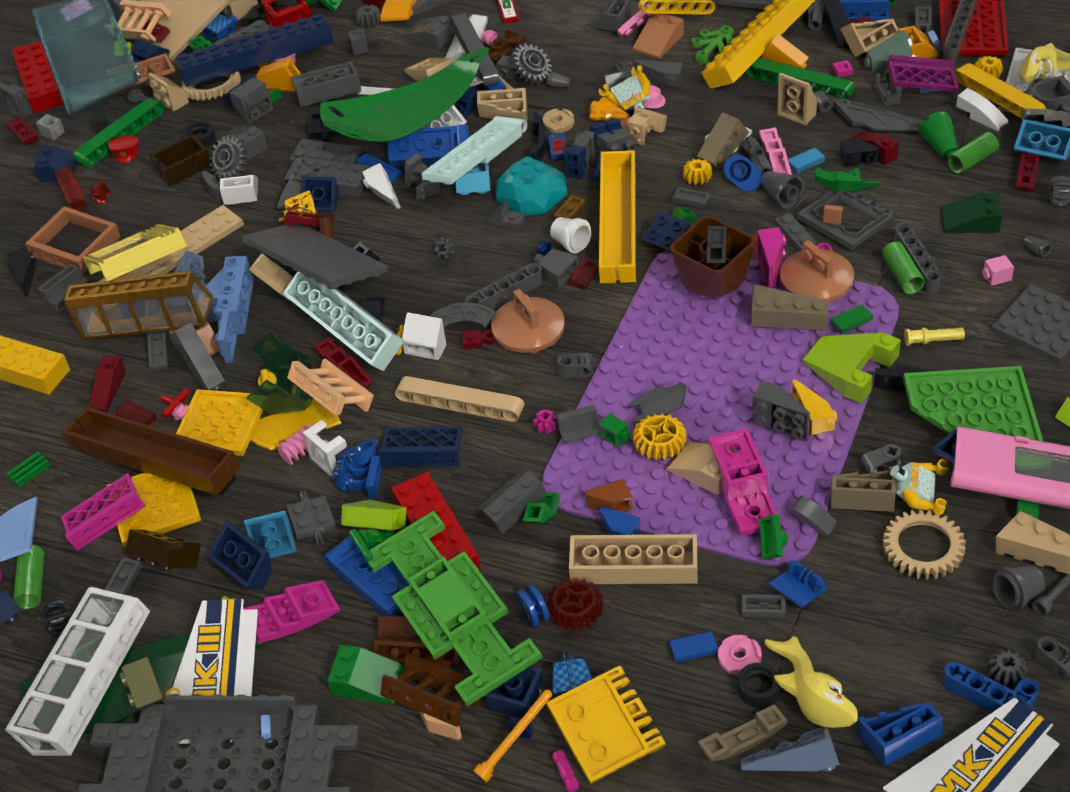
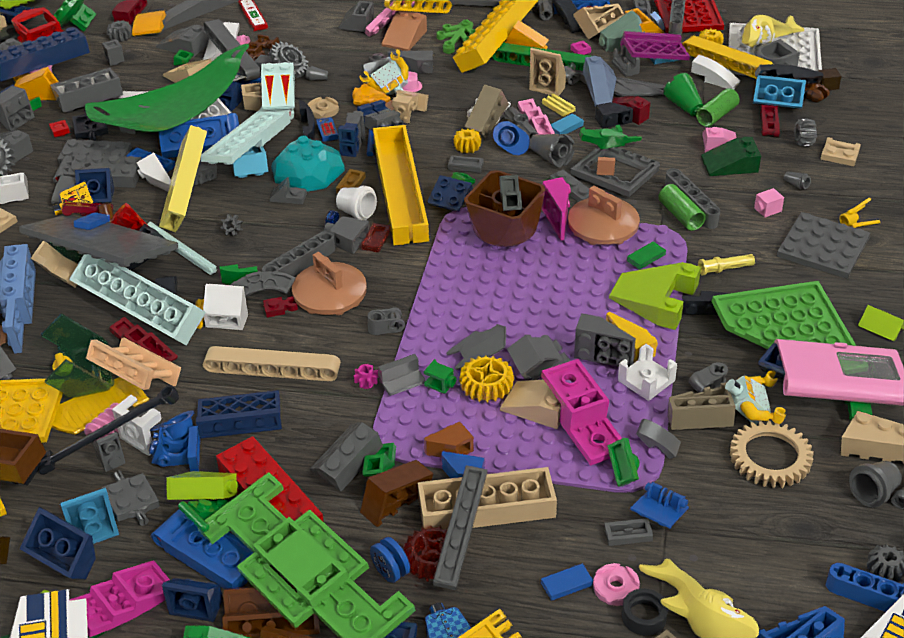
camera: 15 degrees left, 5 degrees down
(295, 125) = (59, 128): none -> red plate
(297, 472) = (109, 451): none -> dark grey slope
(310, 234) = (91, 221): none -> blue tile
(344, 234) = (127, 218): none -> red slope
(351, 620) = (192, 598): none -> dark blue slope
(352, 426) = (167, 395): none -> black hinge
(394, 269) = (188, 253): none -> light aqua axle
(402, 195) = (183, 179): none -> light yellow brick
(426, 51) = (182, 57): none -> green slope
(437, 300) = (233, 273): none -> green slope
(513, 96) = (278, 85): none -> light aqua slope
(548, 538) = (392, 489): none -> reddish brown wedge
(601, 583) = (460, 528): none -> dark grey tile
(713, 418) = (536, 354): none -> dark grey piece
(788, 310) = (583, 251): dark tan wedge -> none
(805, 134) = (558, 105): none -> light yellow tile
(819, 449) = (645, 375): none -> white panel
(853, 111) = (599, 79): none -> sand blue wedge
(964, 188) = (716, 136): none -> bright pink slope

